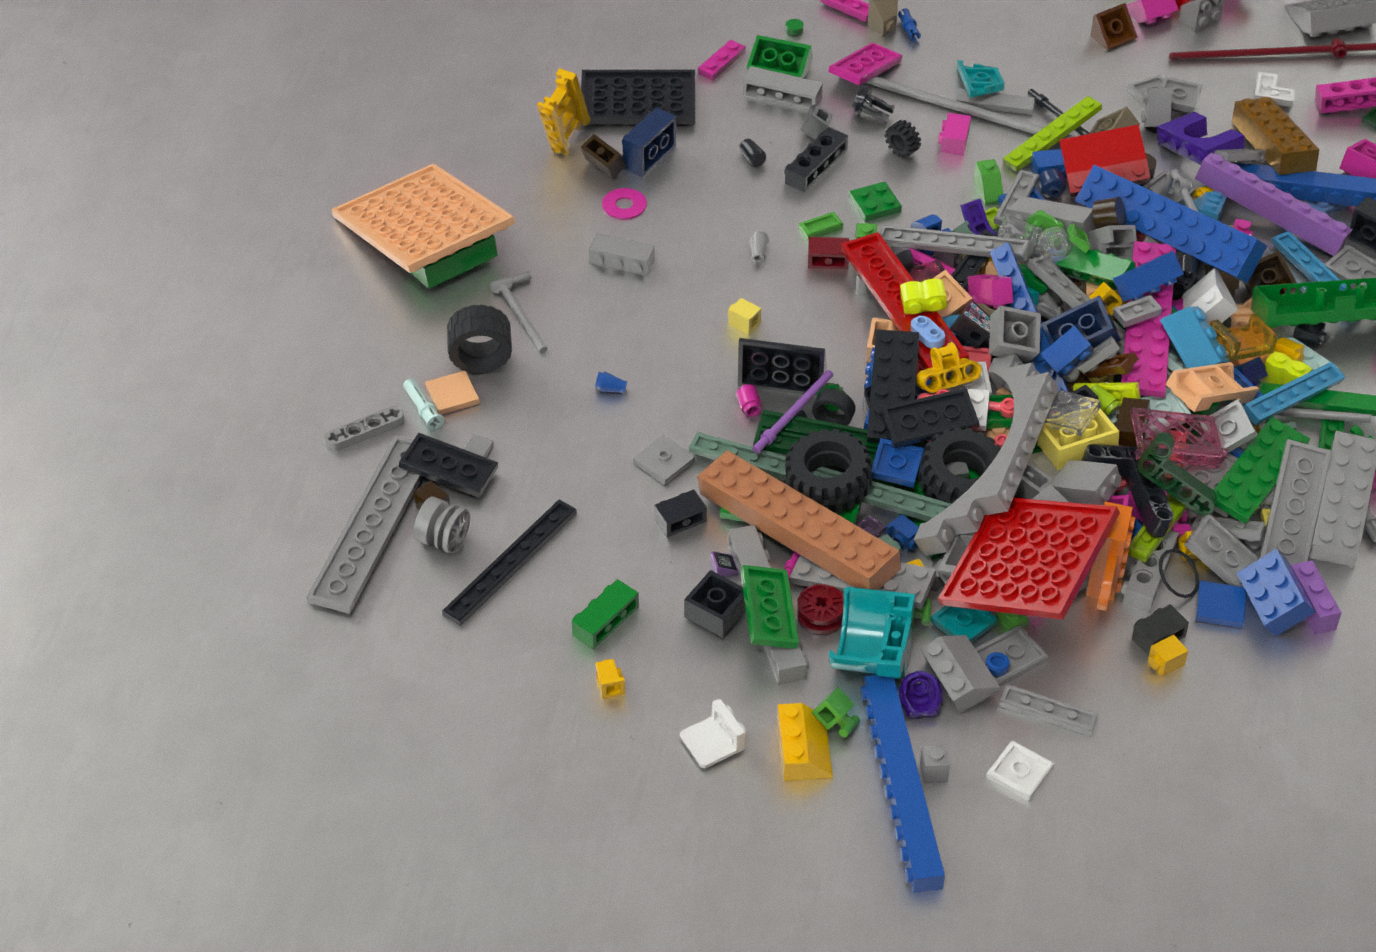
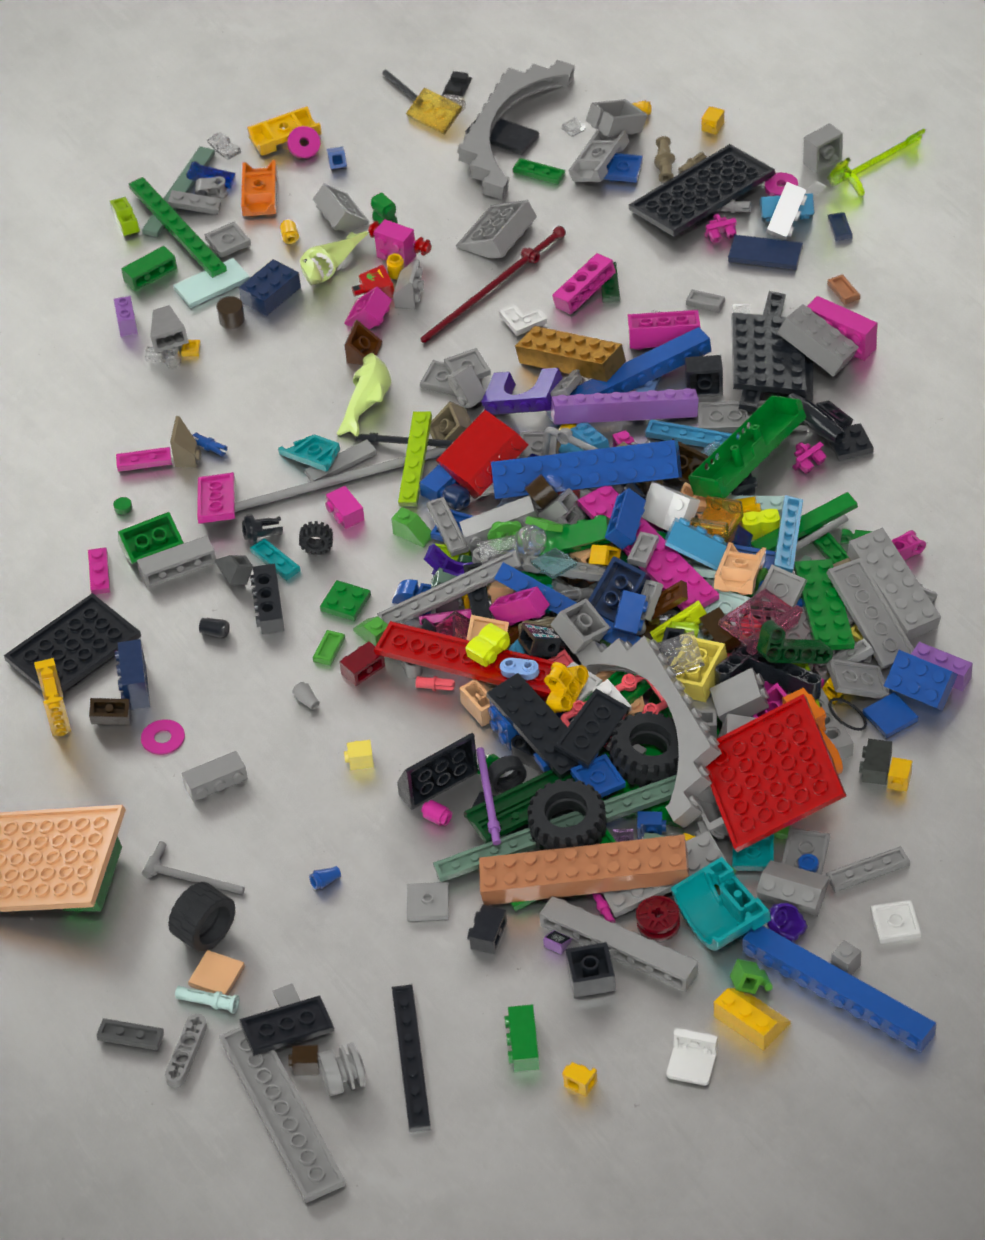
camera: 40 degrees left, 0 degrees up
(341, 387) = (130, 1034): none -> dark grey plate
(769, 607) = (635, 941): green plate -> none
(859, 137) = (270, 554): none -> teal tile
(866, 305) = (435, 683): none -> coral axle
(1055, 274) = (554, 563): none -> clear light blue piece
(1082, 59) = (371, 385): none -> yellowish green piece

